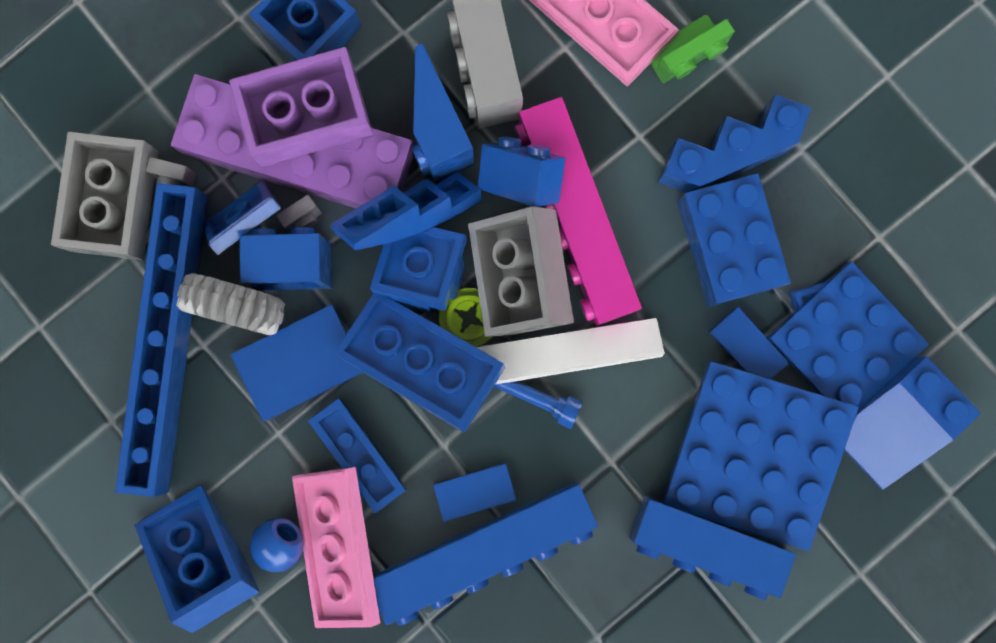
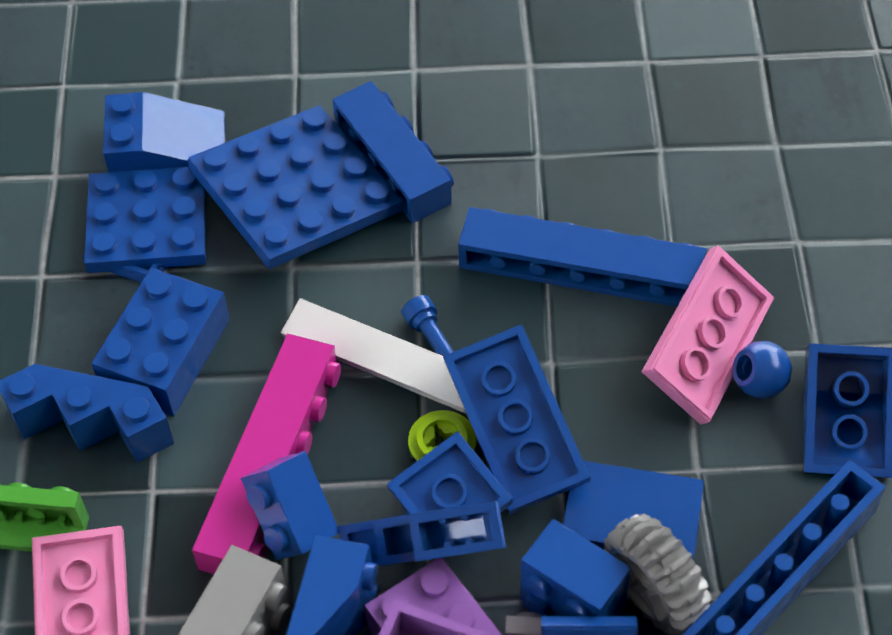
camera: 140 degrees left, 30 degrees down
(354, 448) = (634, 400): blue plate -> none
(474, 492) = (552, 309): blue tile -> none
(520, 272) = (366, 426): light grey brick -> none
(748, 345) = (227, 264): blue tile -> none

